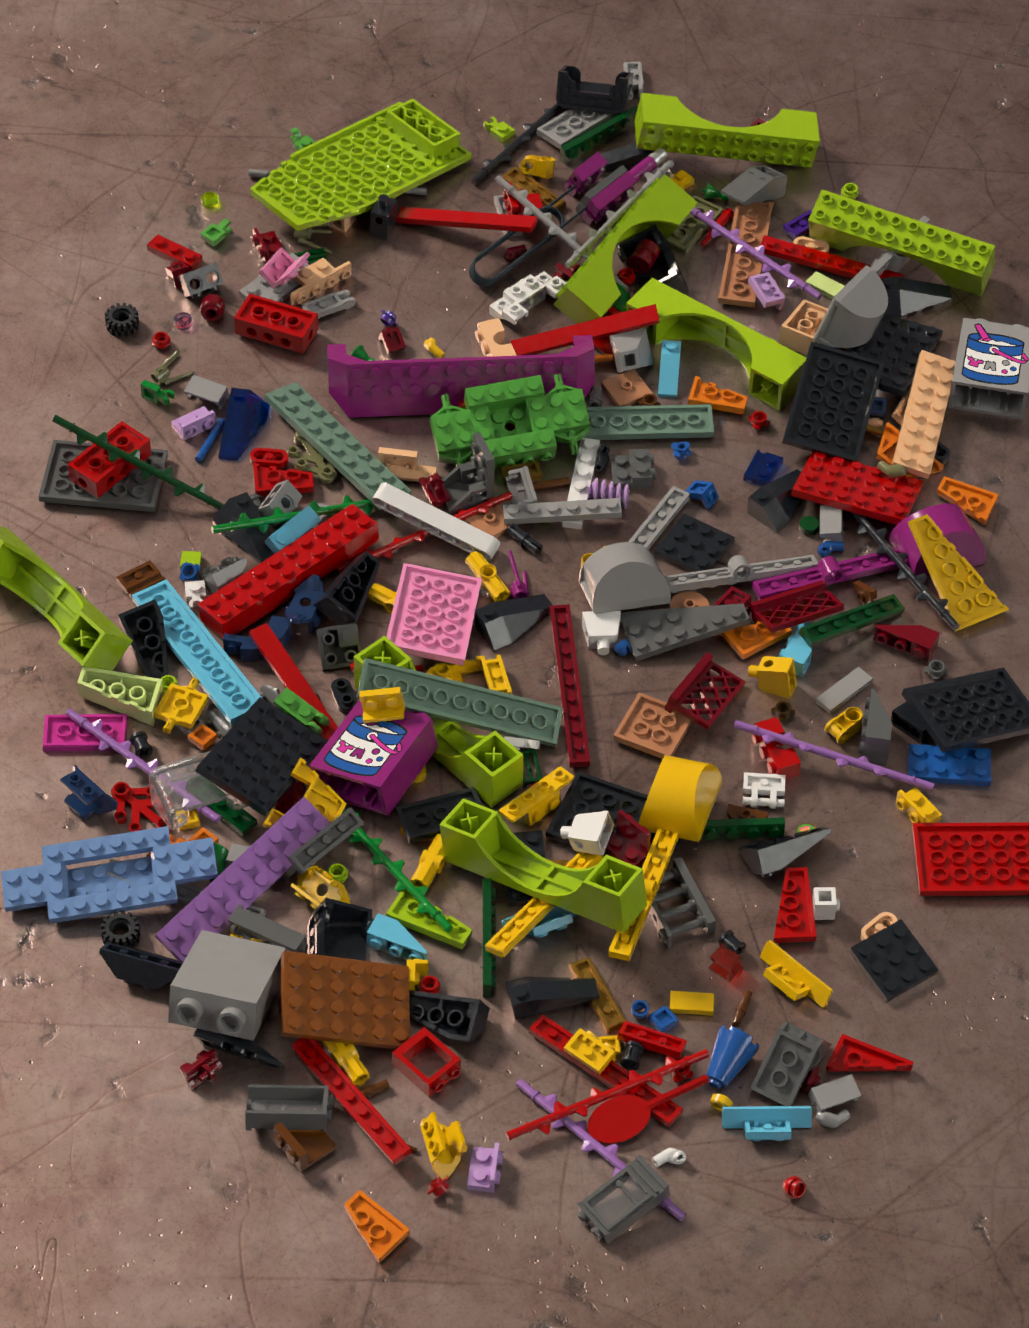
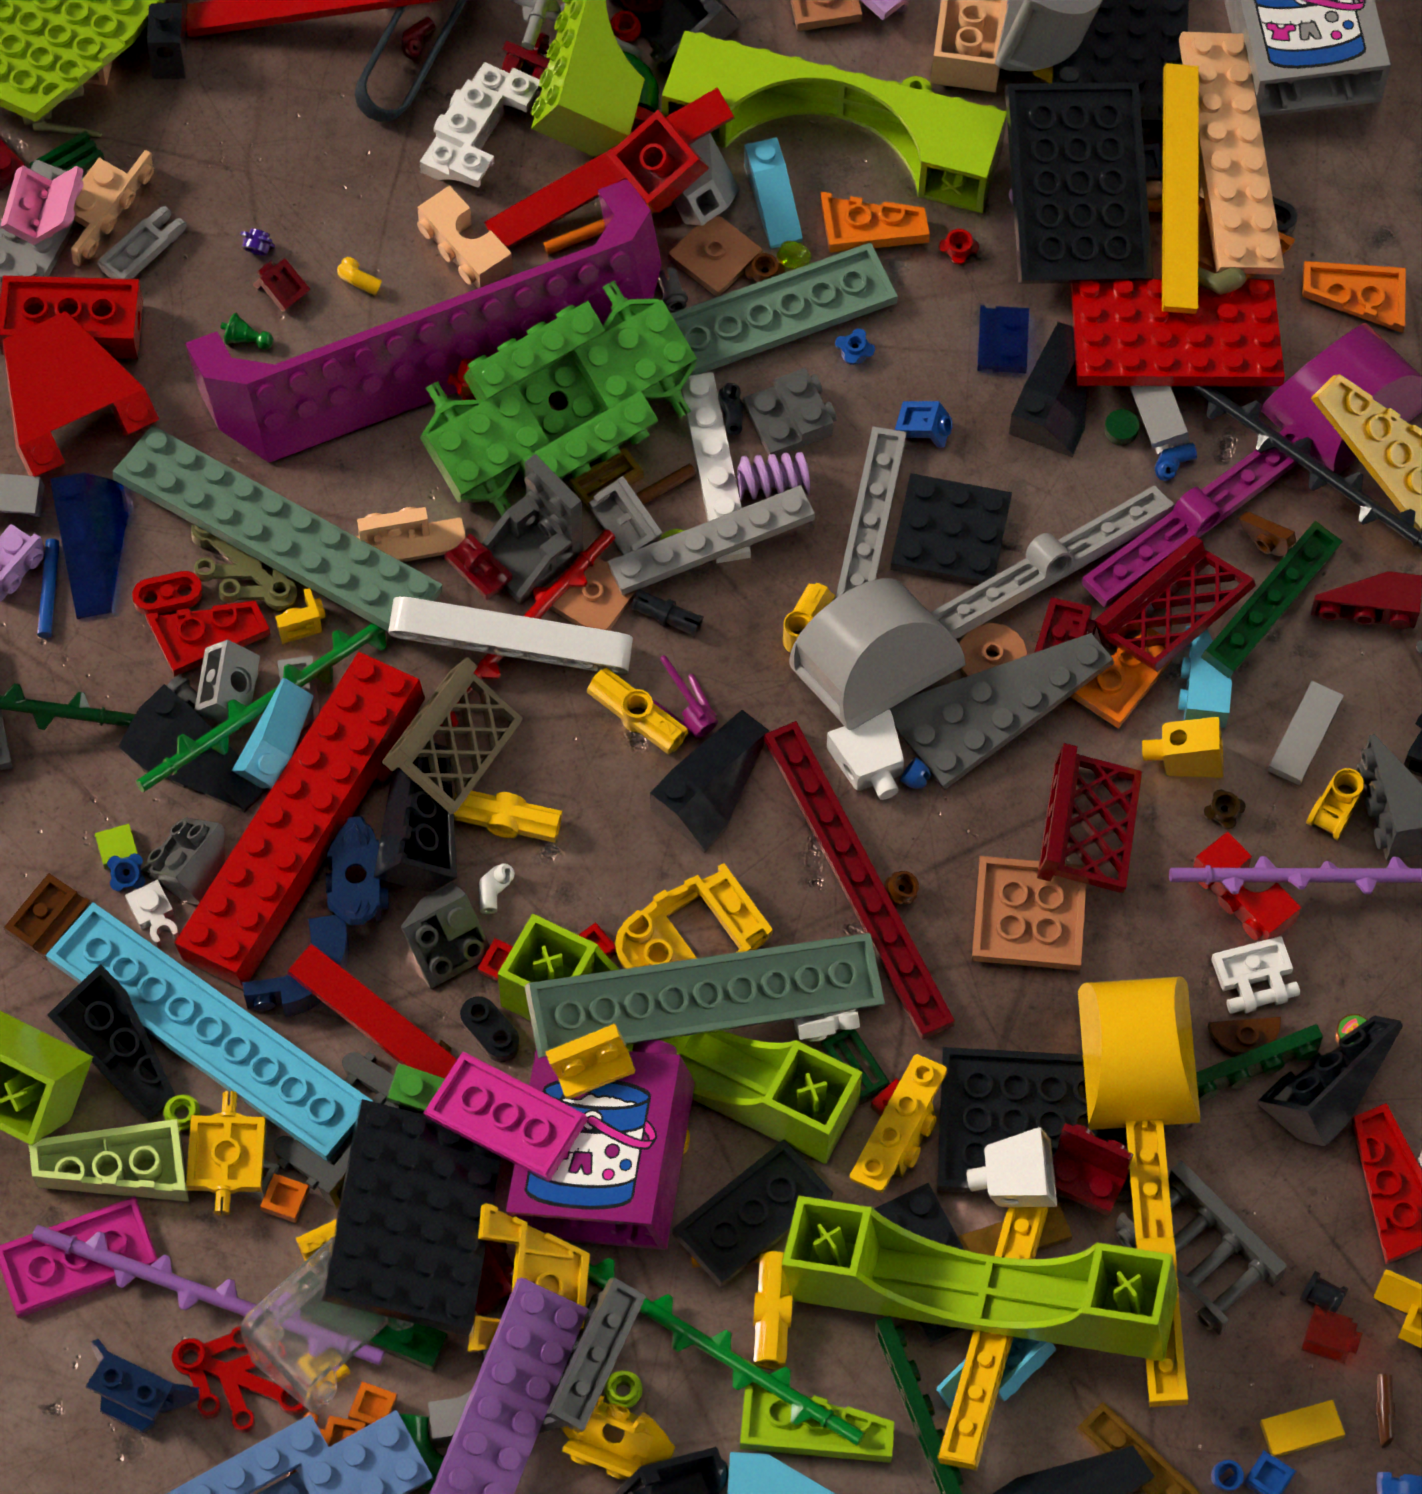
camera: 20 degrees left, 15 degrees up
(141, 745) = (186, 1251): black bush -> none
(256, 344) = (60, 377): none -> red wedge
(329, 723) = (506, 1116): none -> dark pink tile
(331, 488) = (302, 622): none -> yellow bracket
(374, 542) = (437, 712): none -> dark tan fence
(376, 632) = (491, 885): none -> white arm
(434, 613) = (583, 824): bright pink plate -> none
(591, 695) = (907, 882): none -> reddish brown plate
(609, 328) = (658, 161): none -> red brick
(667, 398) = (793, 255): none -> clear neon green tile
(886, 419) = (1180, 188): none -> yellow tile

